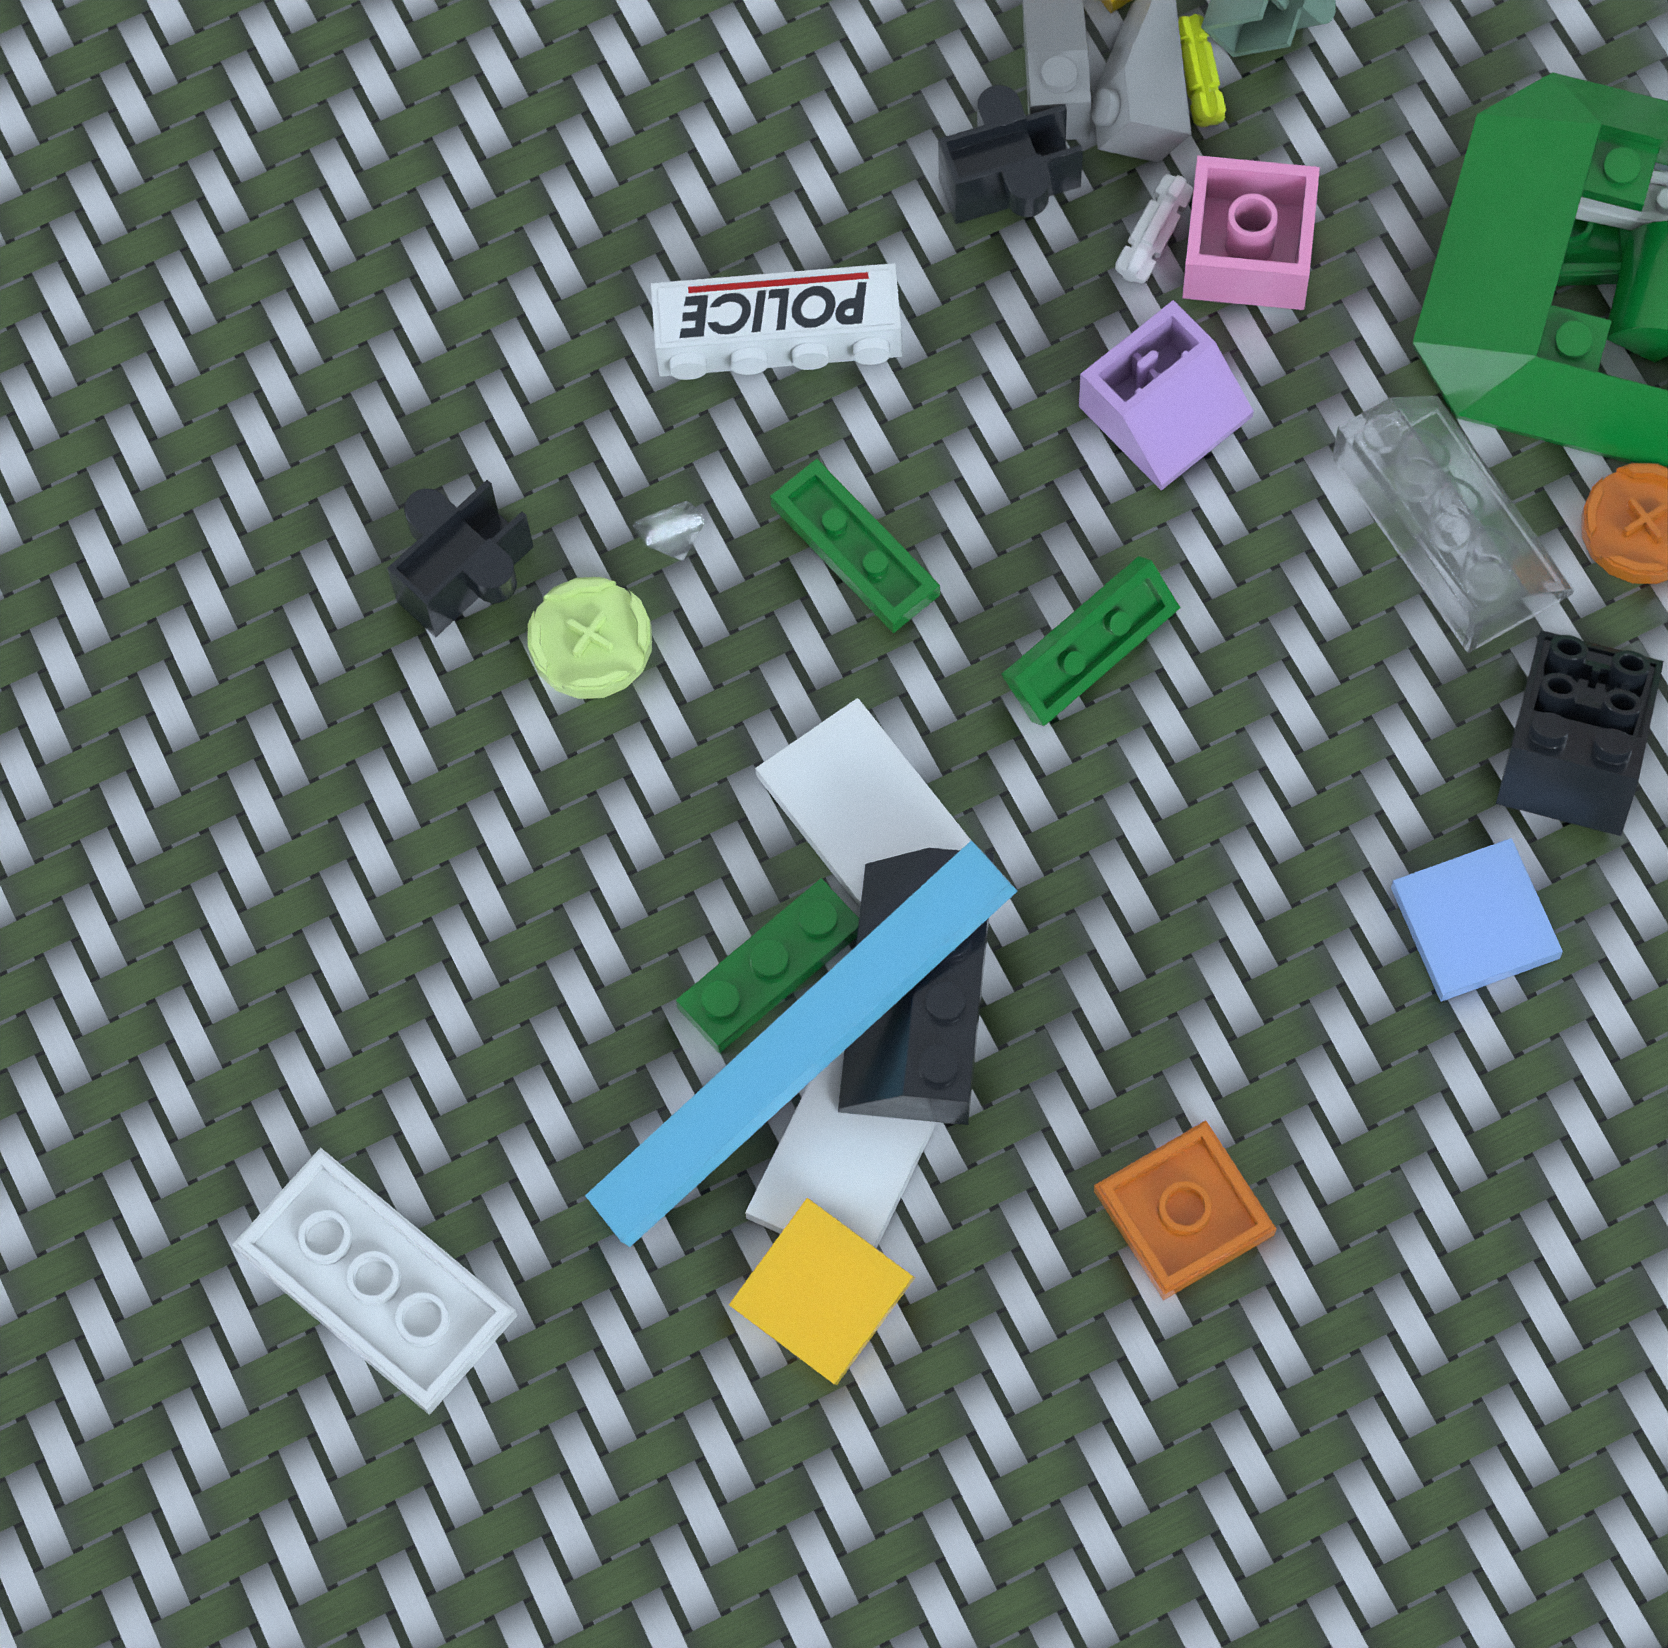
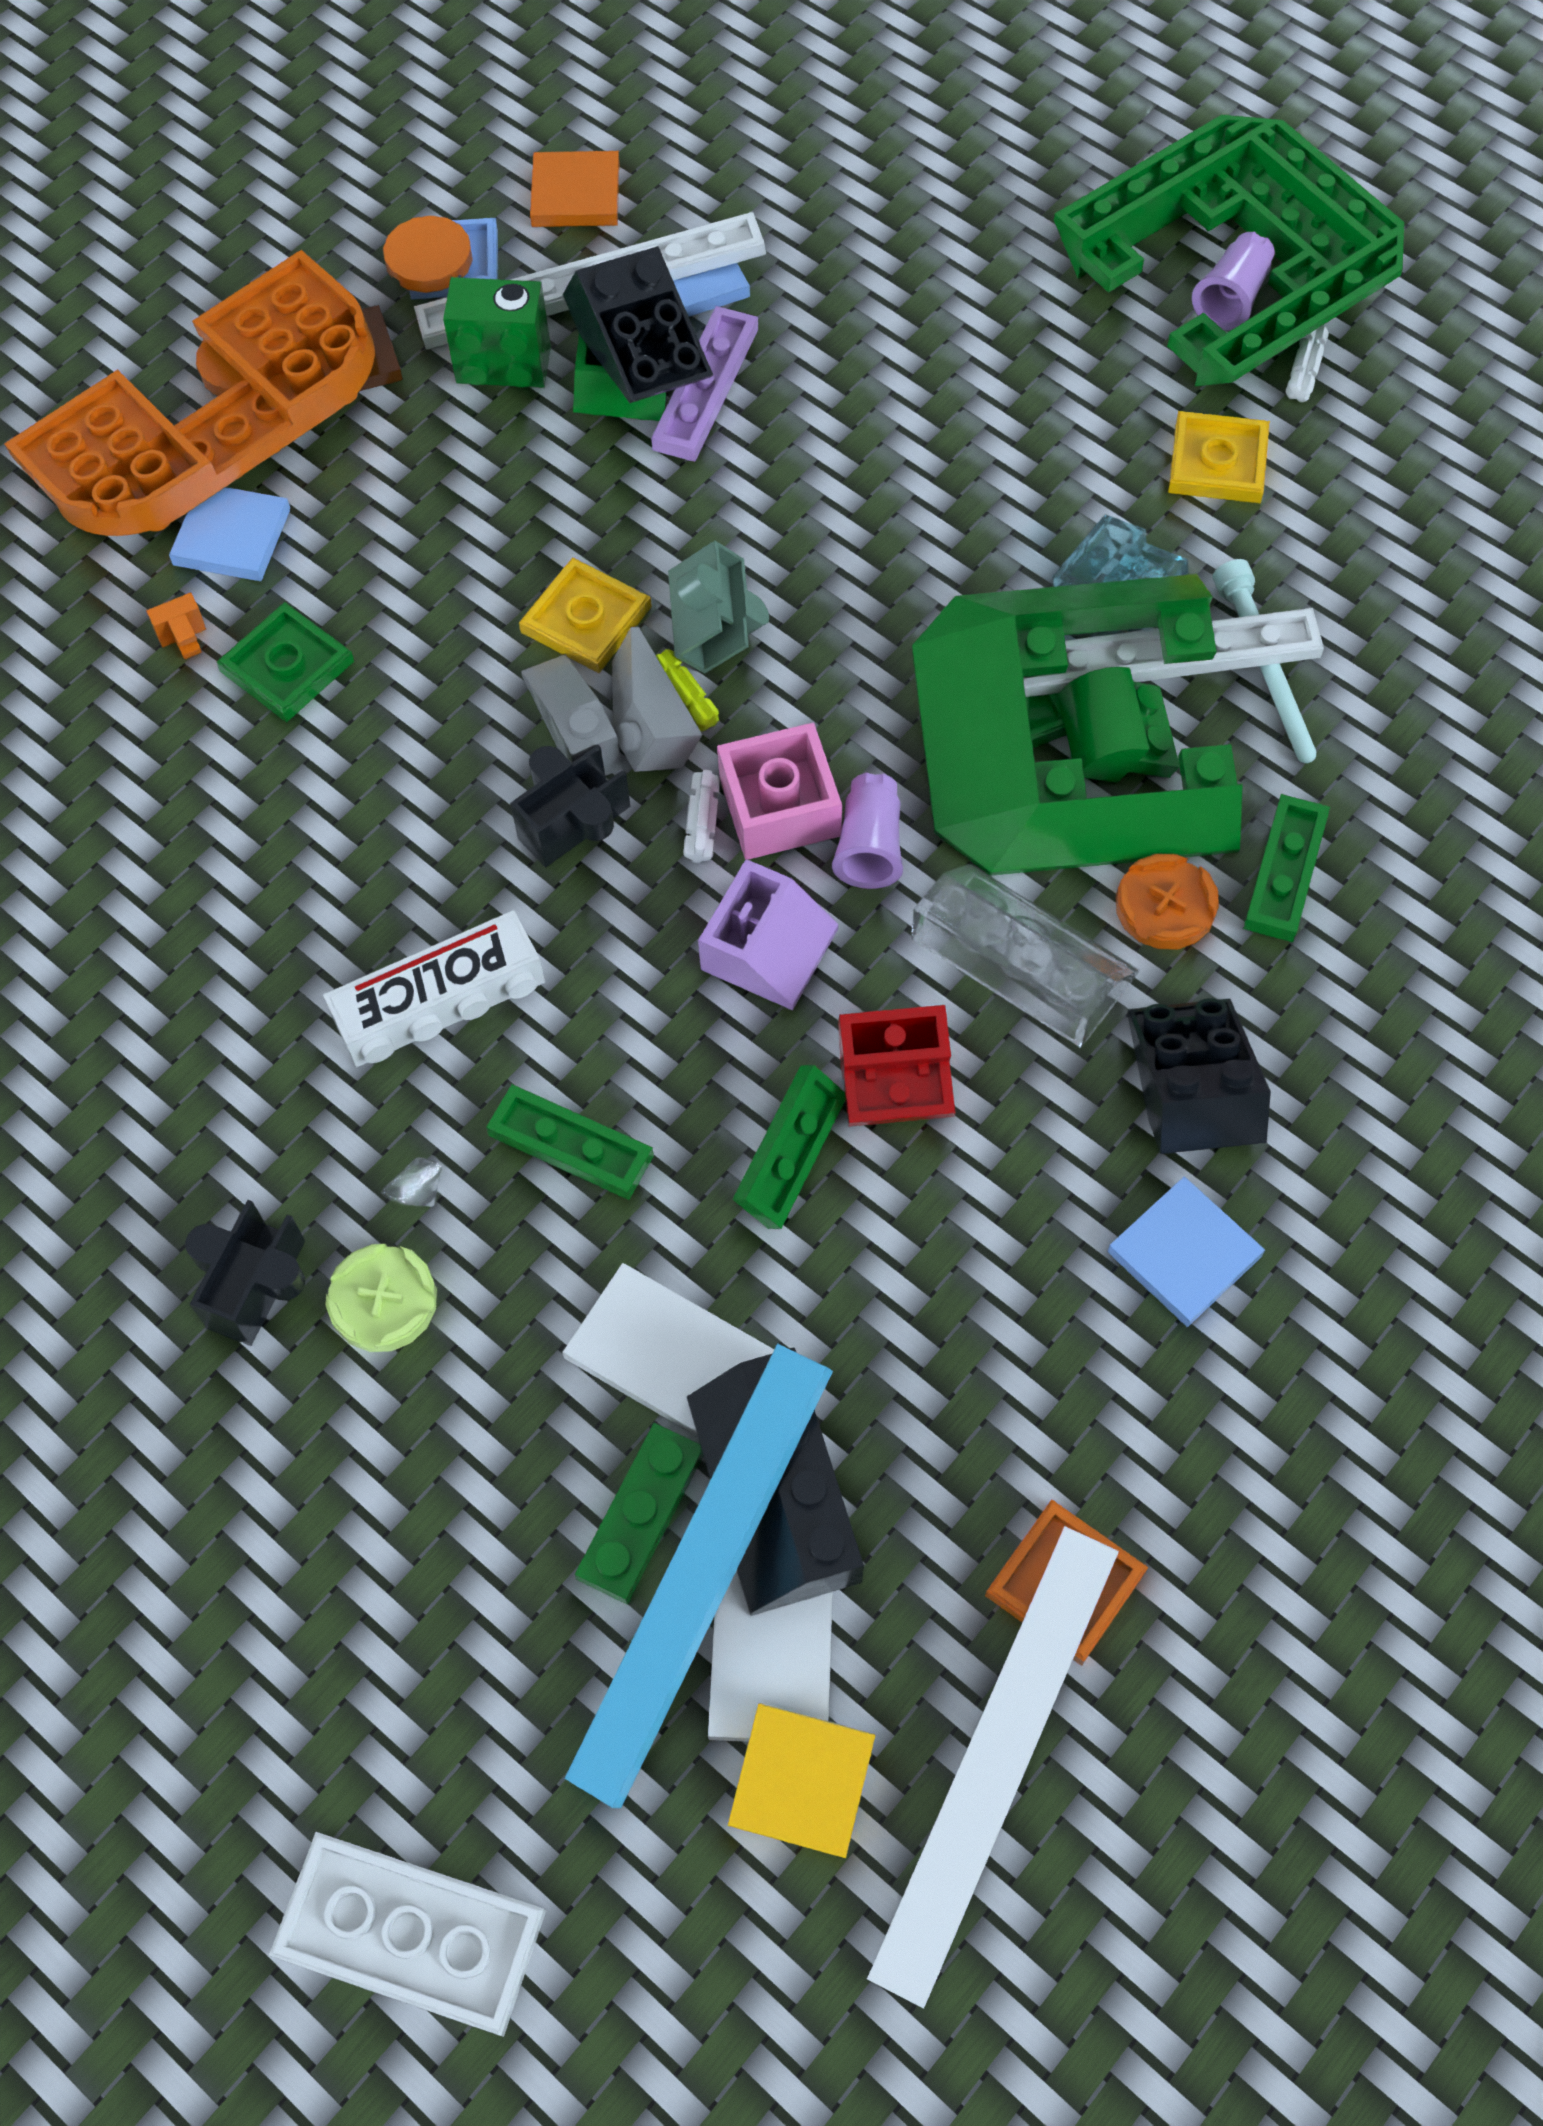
camera: 25 degrees left, 5 degrees down
(1026, 1353) = (992, 1768): none -> white tile
(1244, 595) = (896, 1065): none -> red brick
(1334, 319) = (869, 836): none -> lavender plant

